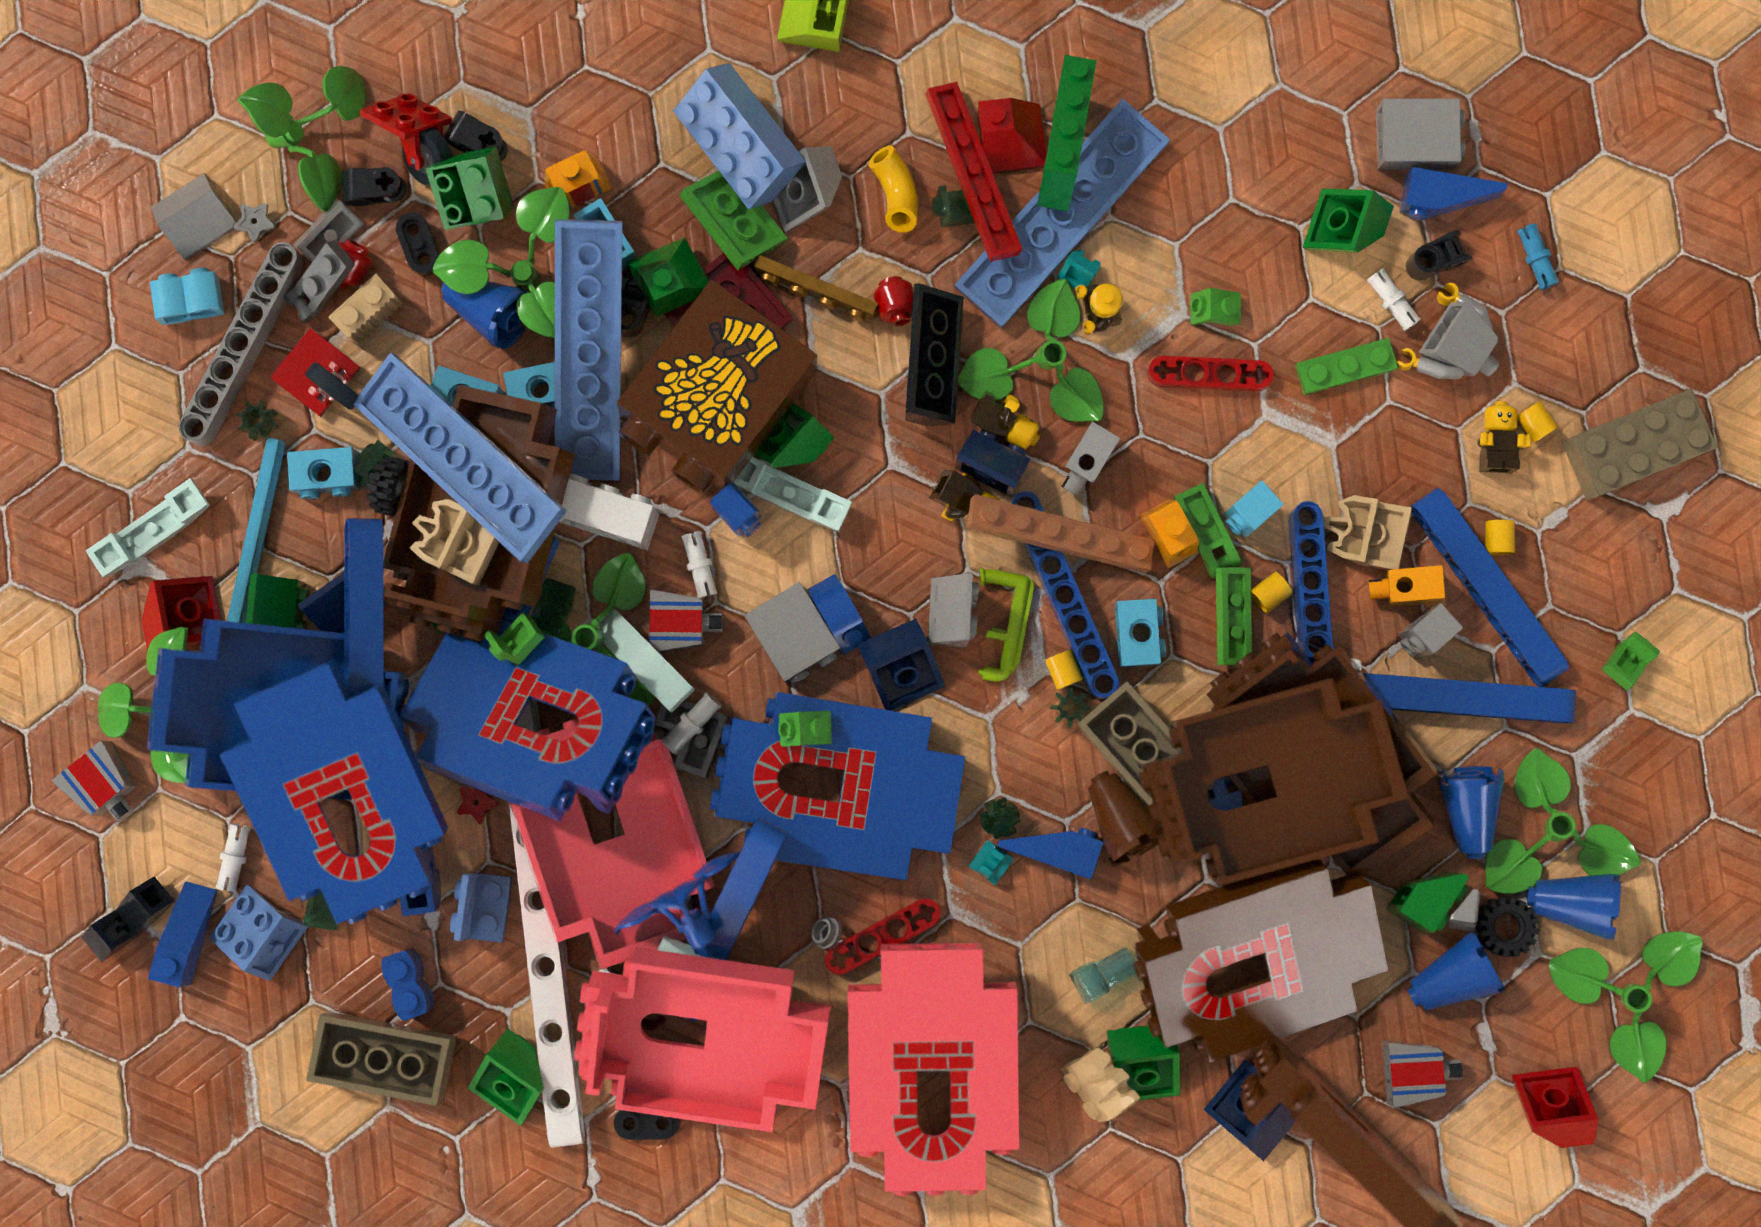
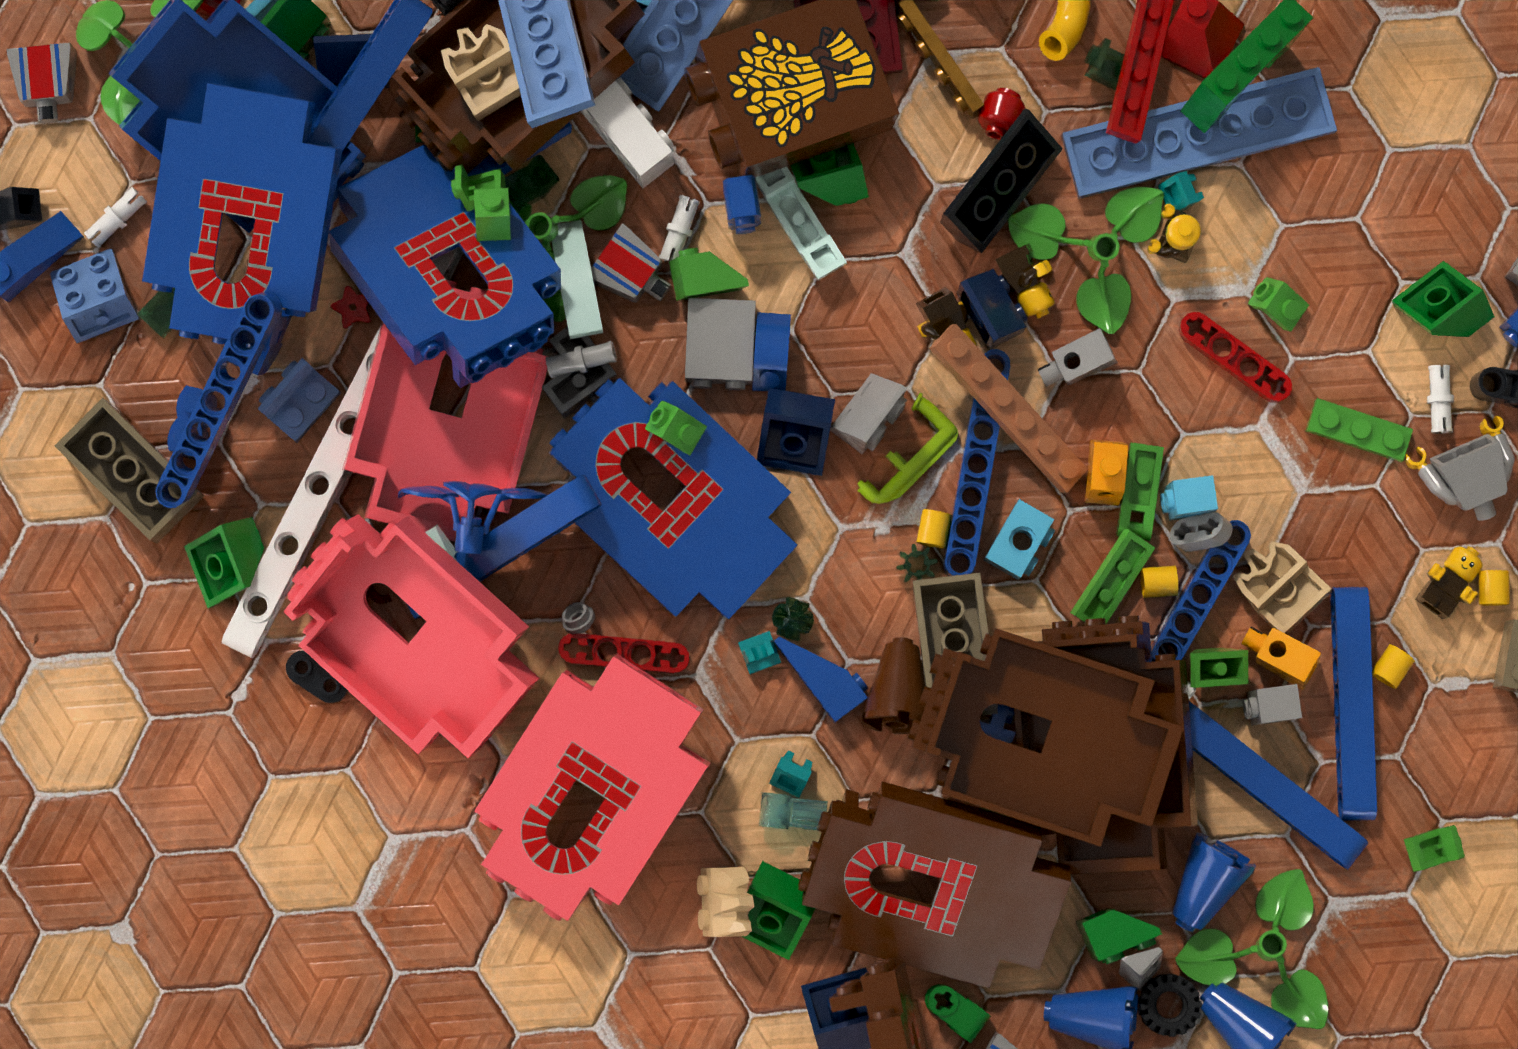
camera: 30 degrees right, 0 degrees up
(411, 971) = (206, 411): none -> blue beam
(541, 654) = (492, 214): none -> bright green brick
(743, 588) = (703, 275): none -> bright green slope
(1083, 946) = (791, 776): none -> teal tile
(1282, 535) = (1200, 537): none -> light grey beam
(1346, 1046) = (961, 1013): none -> green piece
(1366, 630) = (1218, 667): none -> bright green slope

